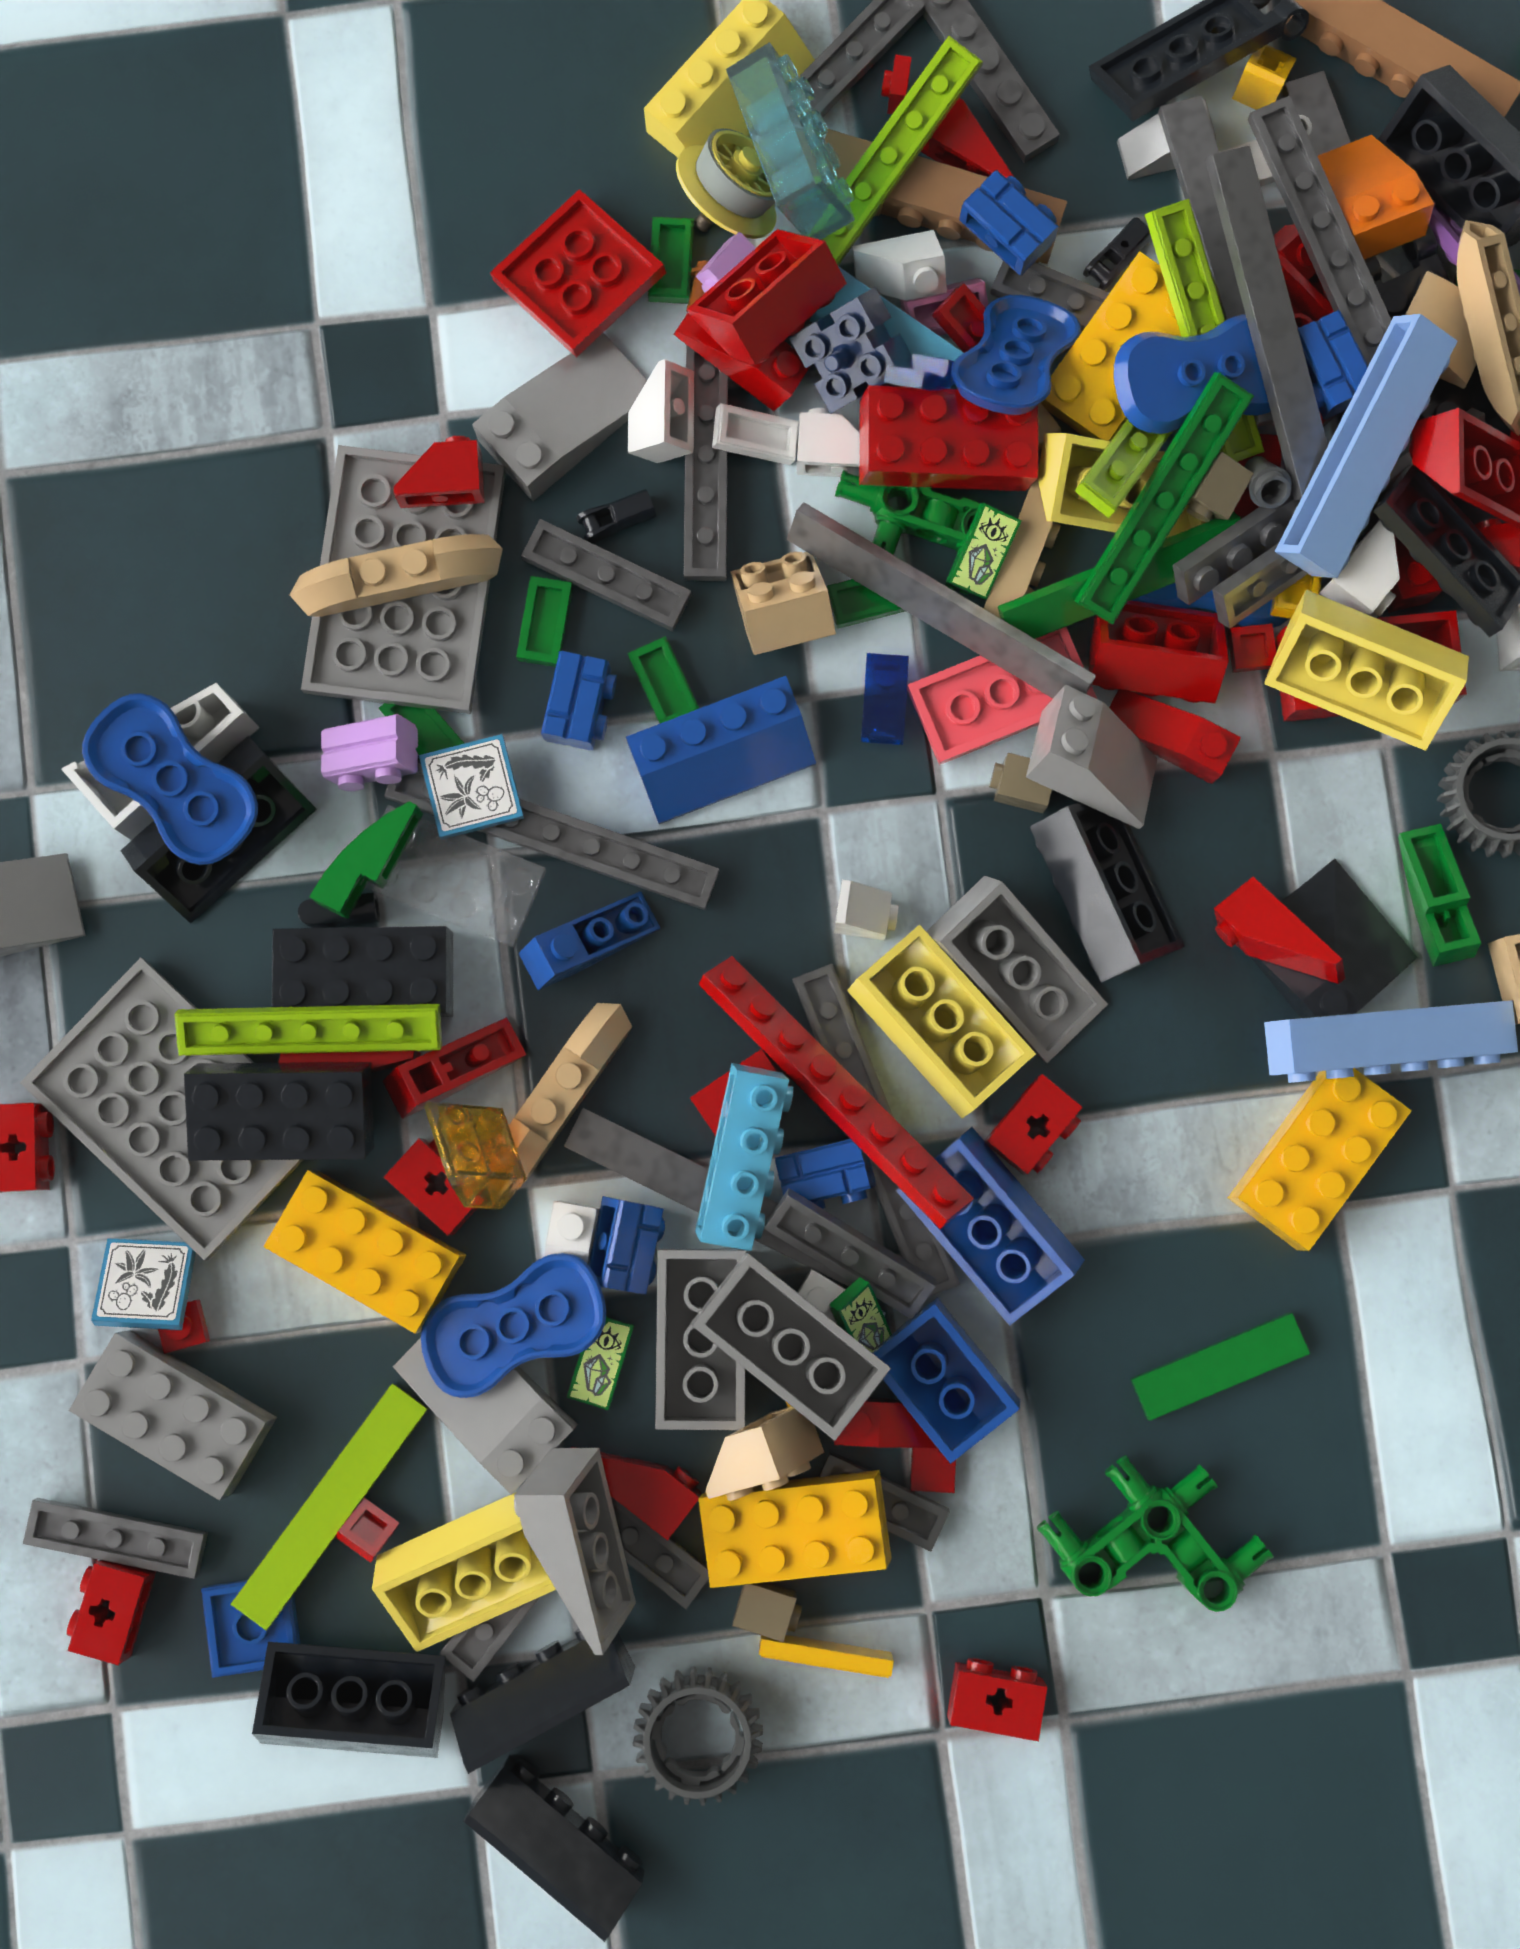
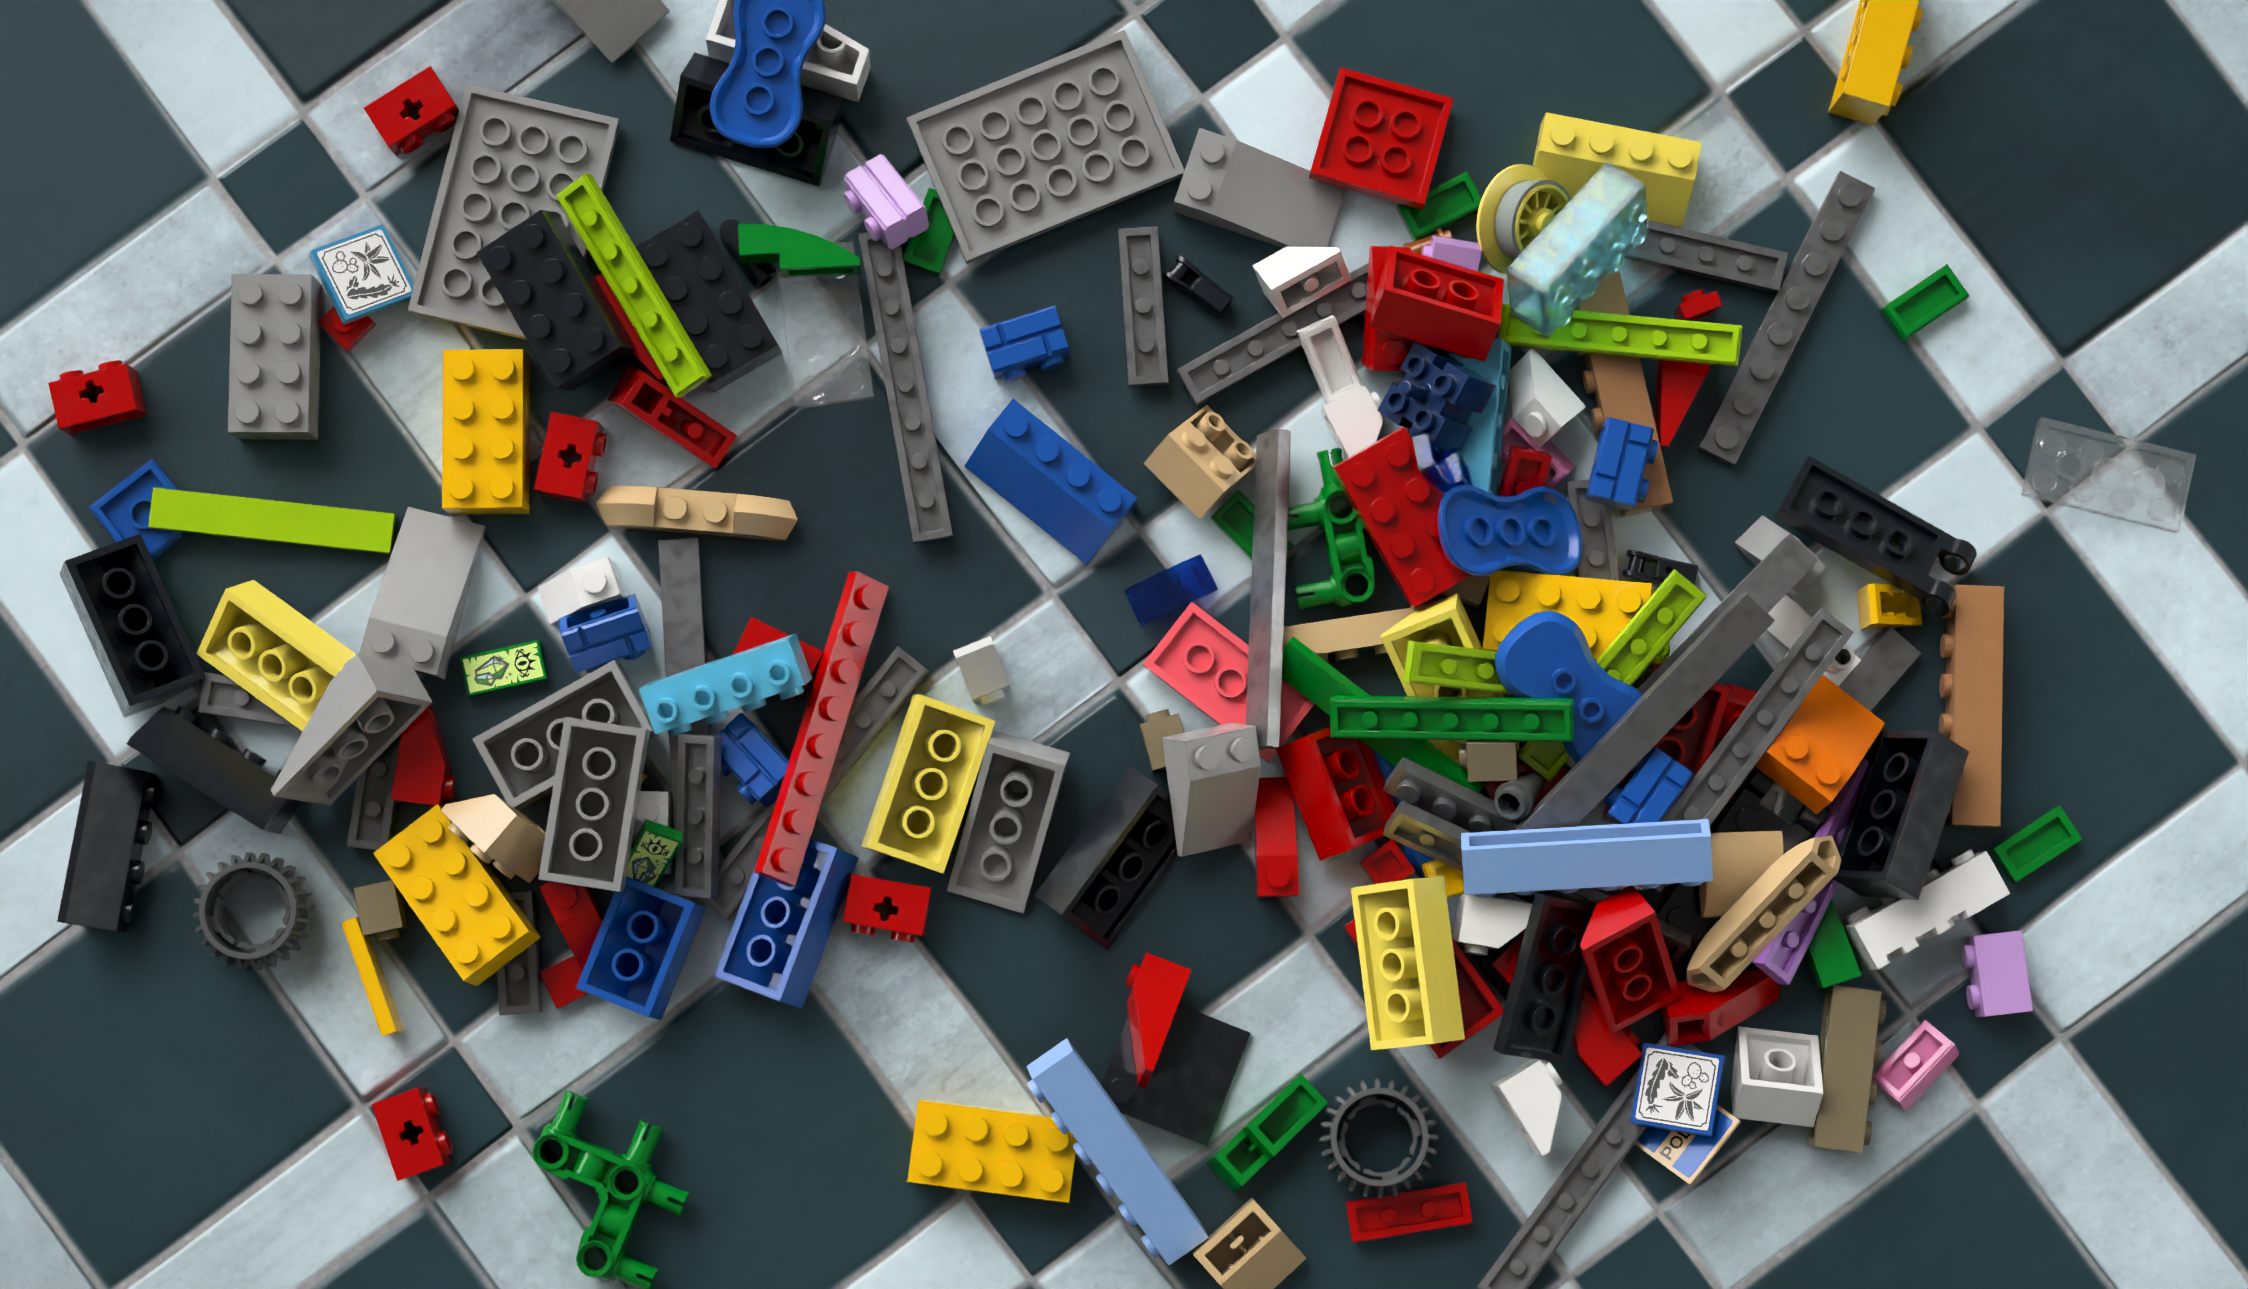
camera: 55 degrees right, 0 degrees up
(115, 1538) = (154, 368): flat silver plate -> none
(367, 1530) = (269, 561): red plate -> none
(397, 574) = (1042, 139): tan brick -> none
(444, 476) = (1145, 130): red slope -> none
(471, 786) = (904, 299): tile -> none
(476, 1153) = (609, 472): clear yellow slope -> none
(542, 1314) = (513, 598): blue plate -> none
(544, 621) = (1077, 278): green tile -> none
(587, 940) = (835, 464): blue slope -> none
(663, 680) = (1082, 404): green tile -> none
(983, 551) = (1333, 599): tile -> none
(1219, 1366) = (778, 1167): green tile -> none

